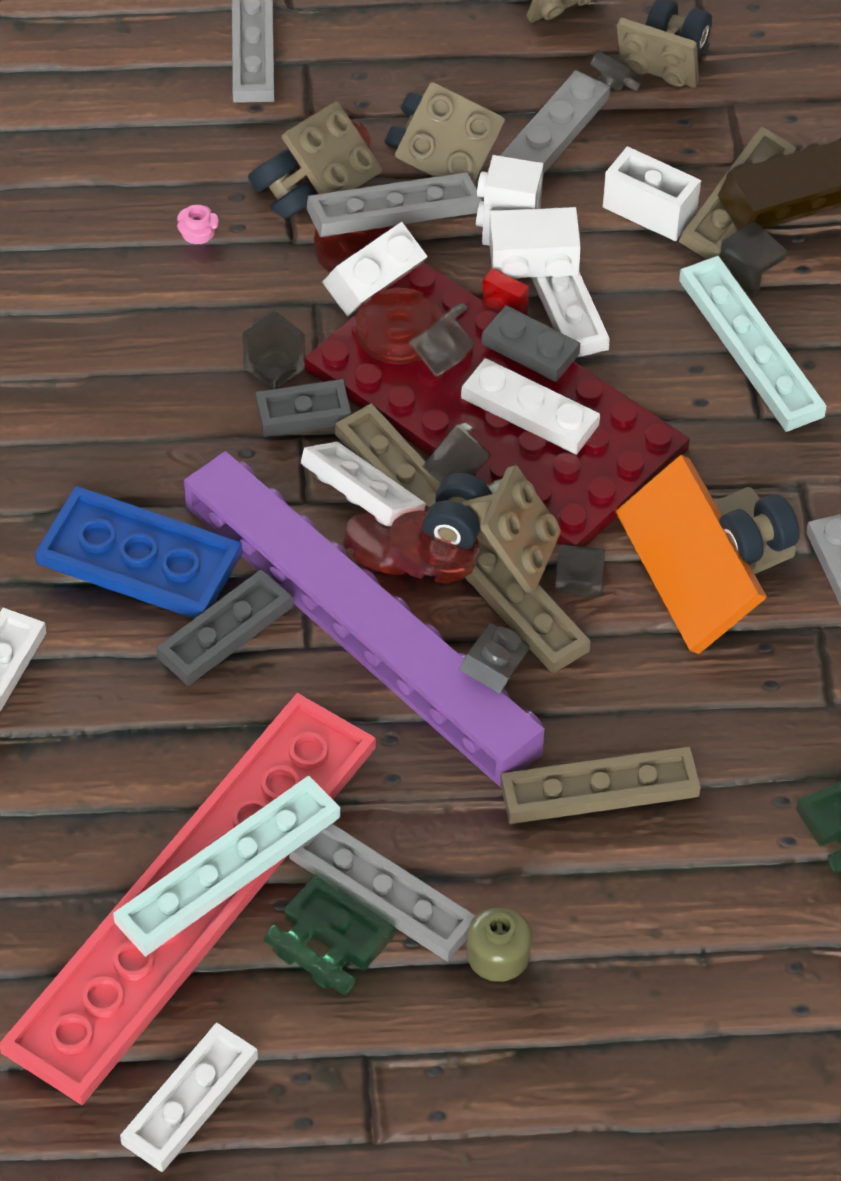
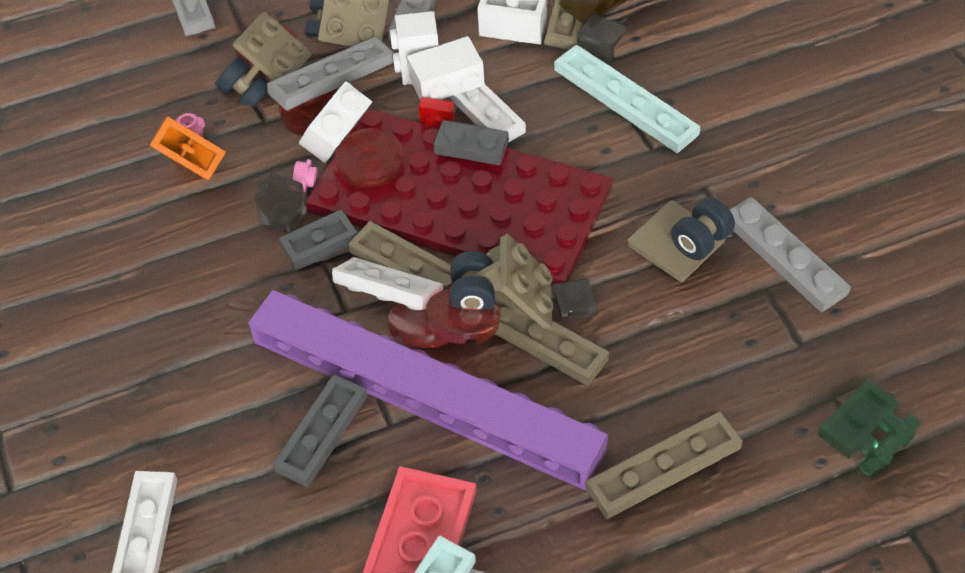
camera: 15 degrees left, 0 degrees up
(138, 553) = (230, 391): blue plate -> none
(185, 250) = (187, 148): none -> orange slope
(316, 324) = (305, 174): none -> bright pink plate
(443, 341) = (407, 159): clear smoke panel -> none
(457, 454) = (453, 240): clear smoke panel -> none
(495, 657) = (544, 388): dark grey plate -> none
(530, 406) = (490, 187): white plate -> none
(690, 555) = (655, 263): orange tile -> none

